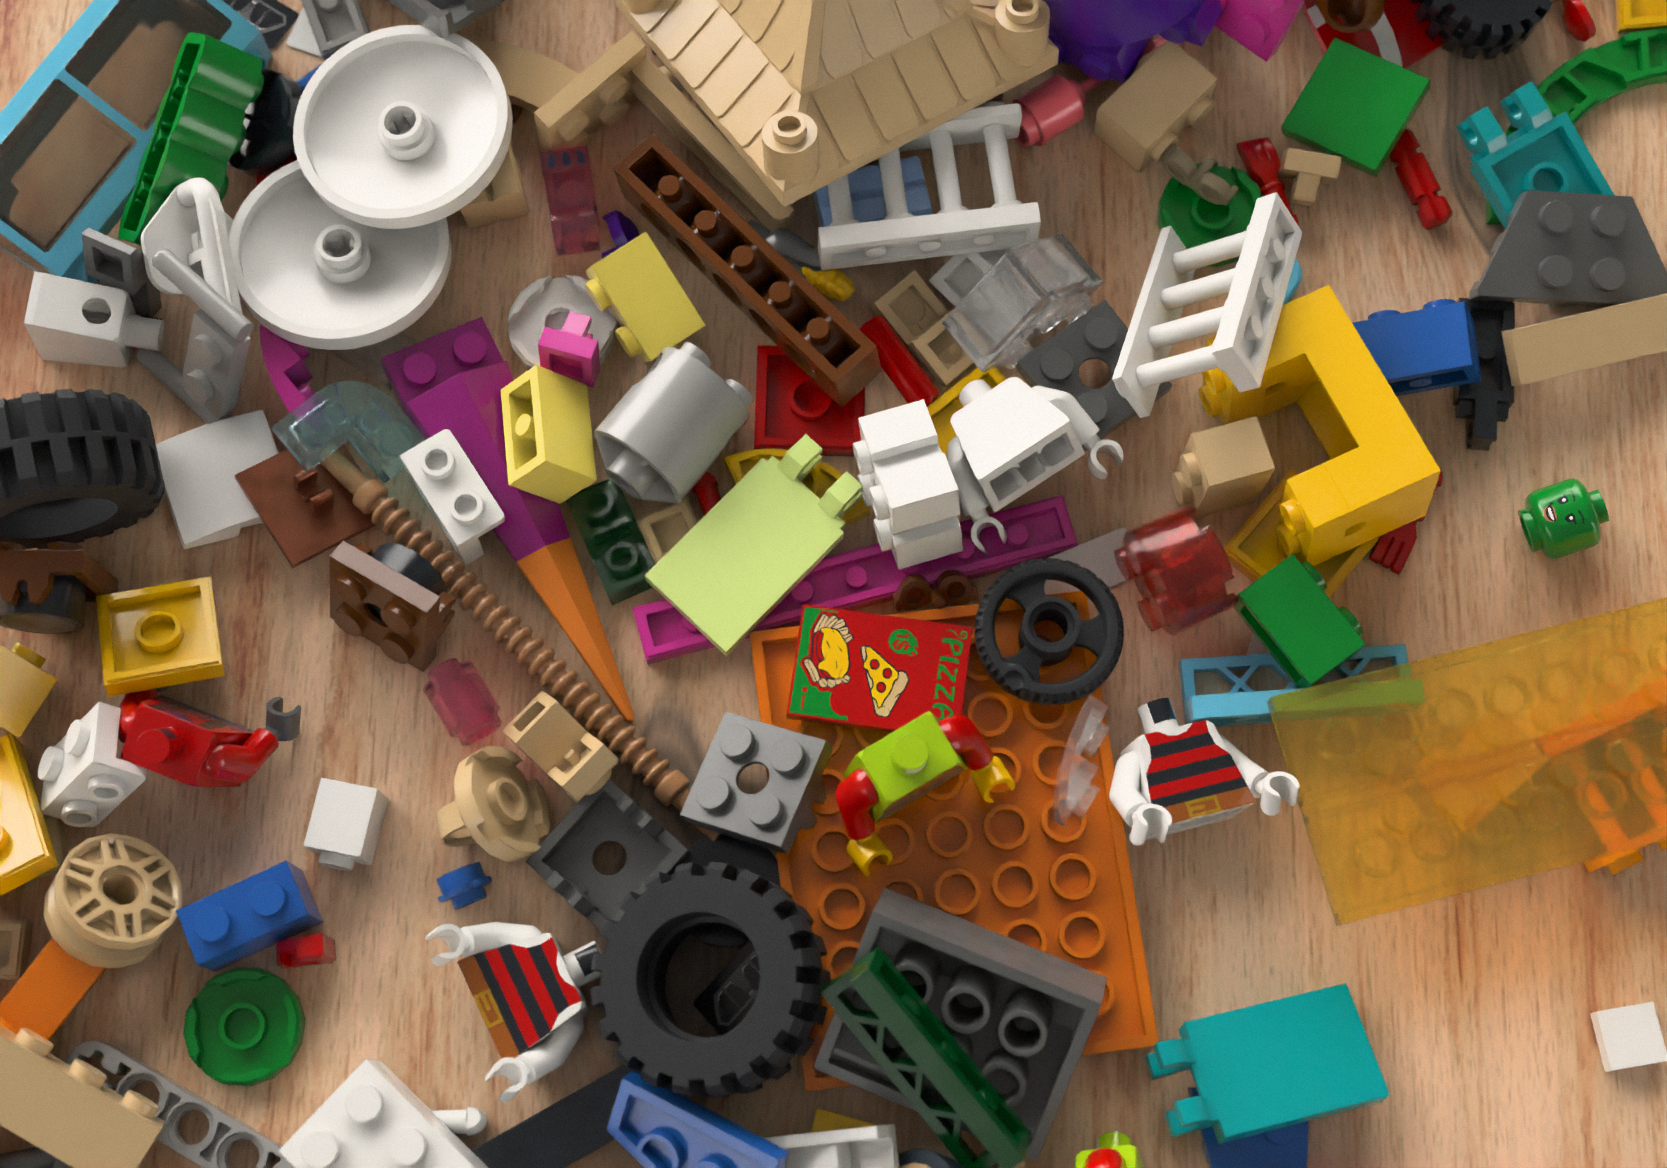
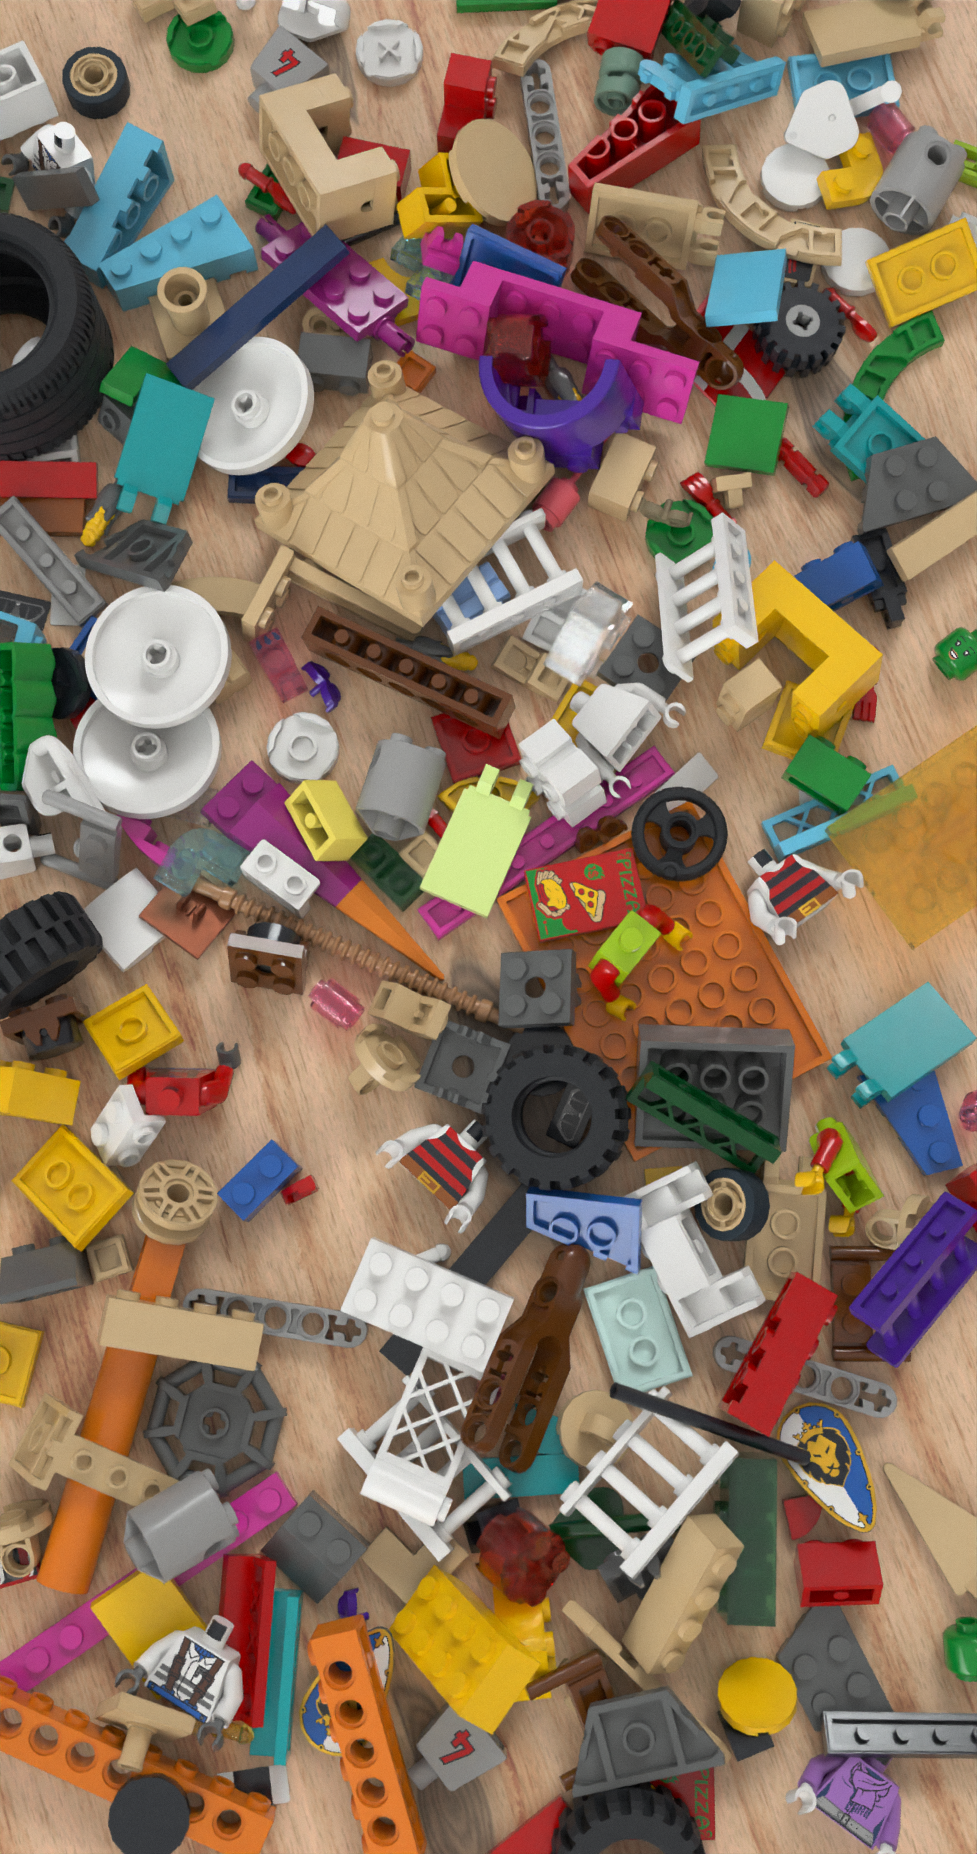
camera: 20 degrees left, 5 degrees up
(244, 1027) = (281, 1248): green tile -> none
(345, 824) = (294, 1104): white brick -> none
(463, 885) = (381, 1115): blue plate -> none
(571, 350) = (319, 763): dark pink tile -> none
(642, 299) = (350, 713): light yellow brick -> none
(899, 362) = (524, 698): red axle -> none
(1073, 781) = (726, 916): clear slope -> none
(1176, 571) = (742, 769): clear red brick -> none

